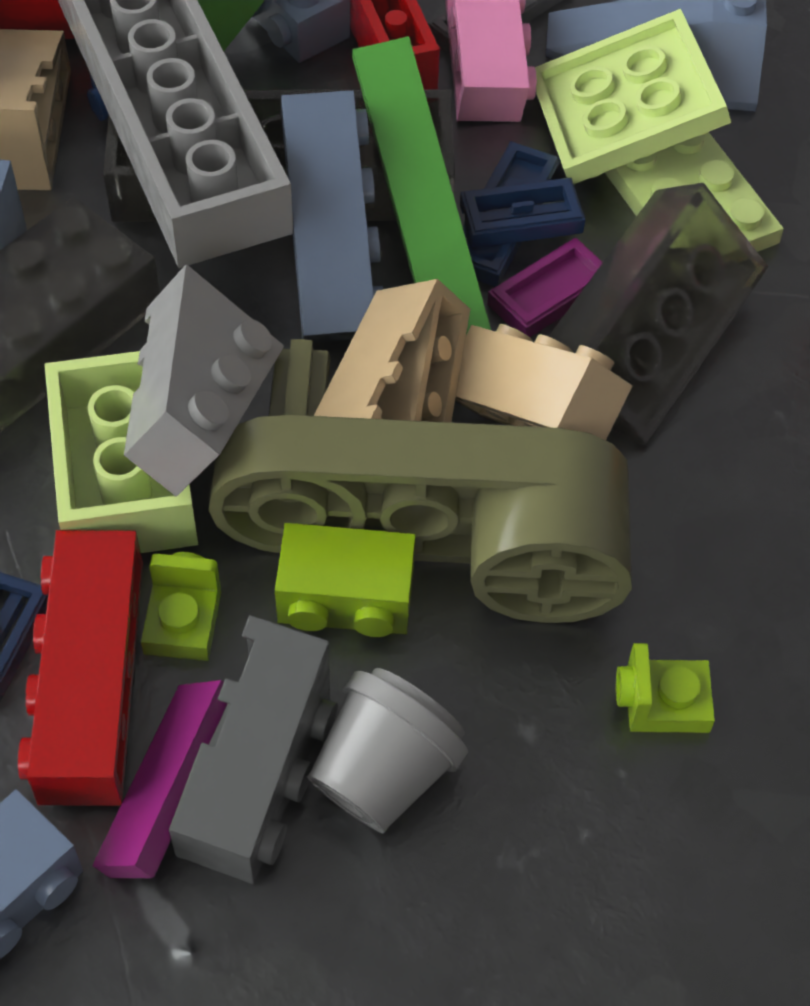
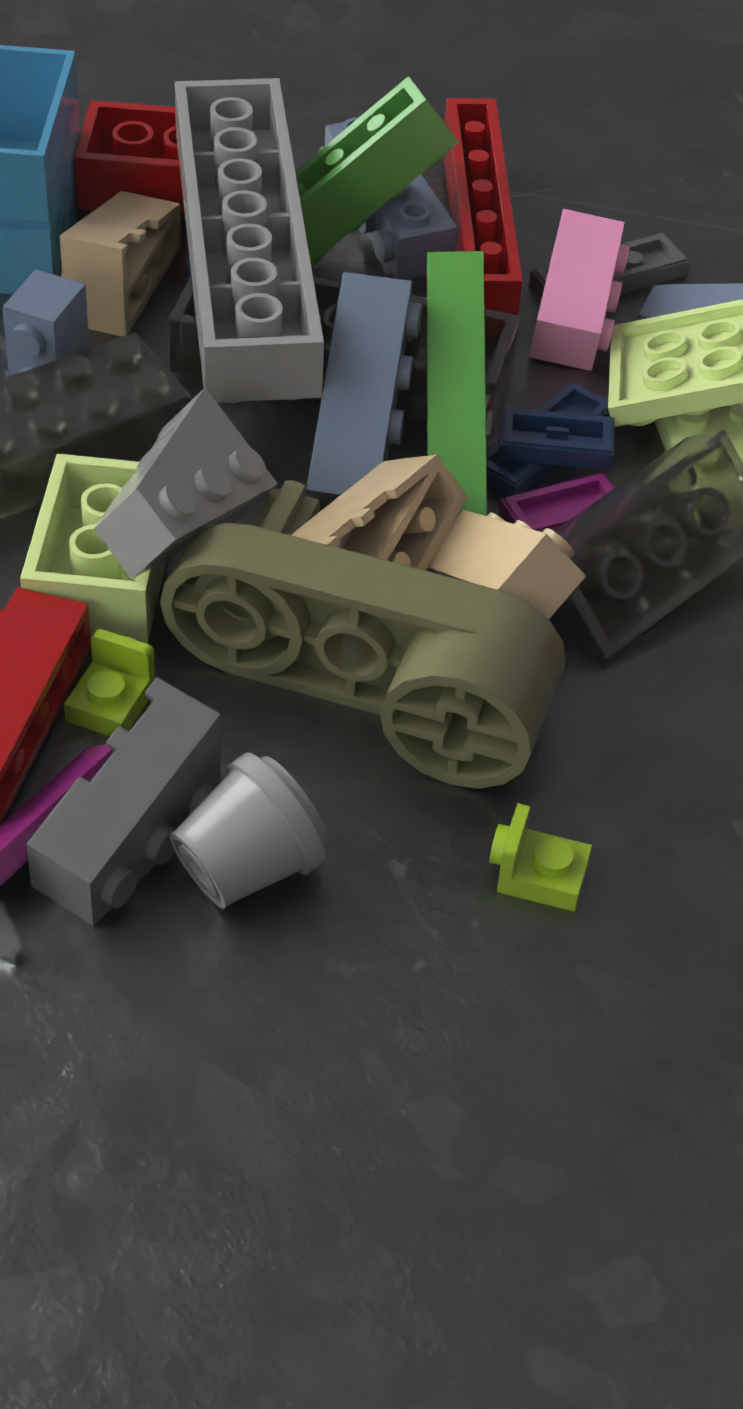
camera: 15 degrees right, 10 degrees down
(345, 579) = (273, 695): lime brick -> none

